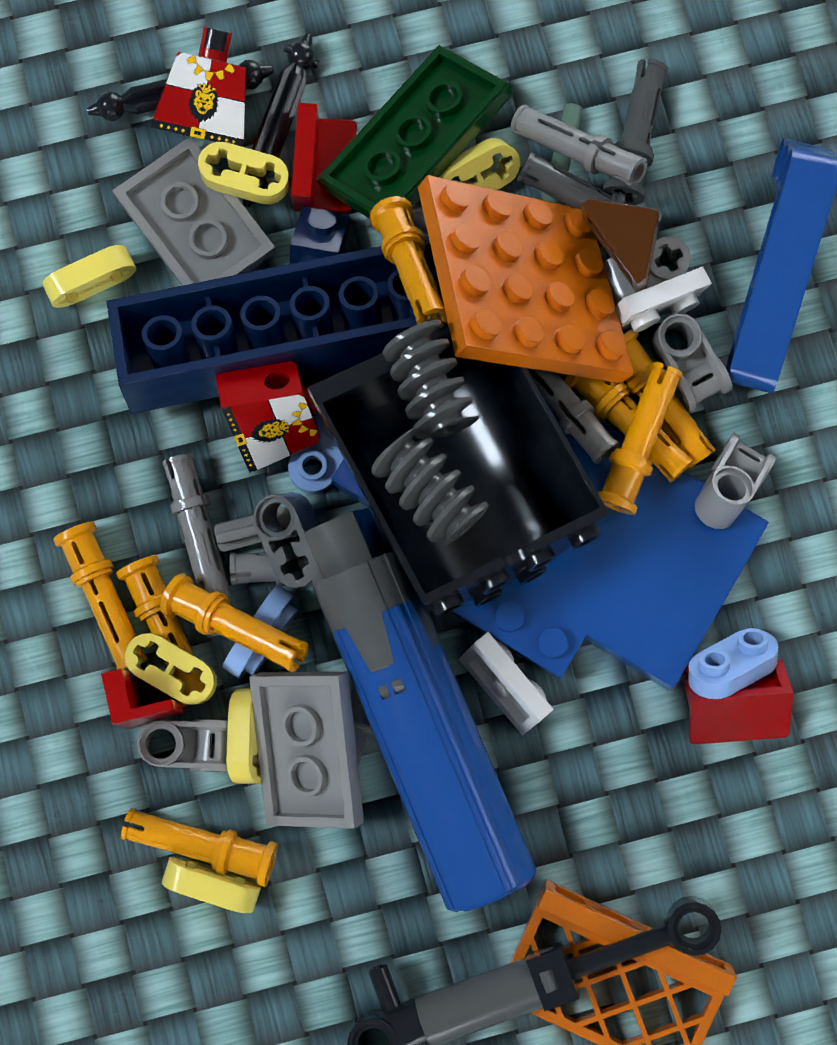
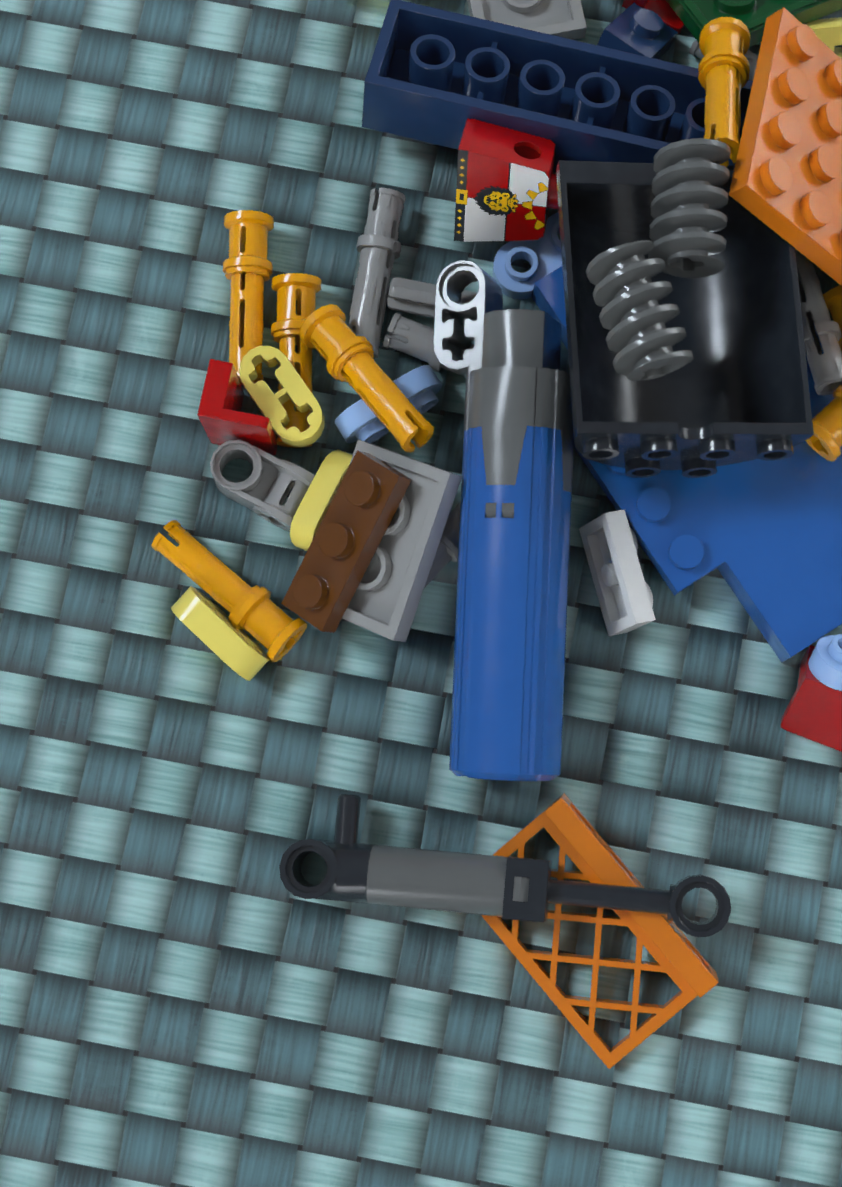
camera: 25 degrees right, 0 degrees up
(278, 765) = (346, 541): none -> reddish brown plate

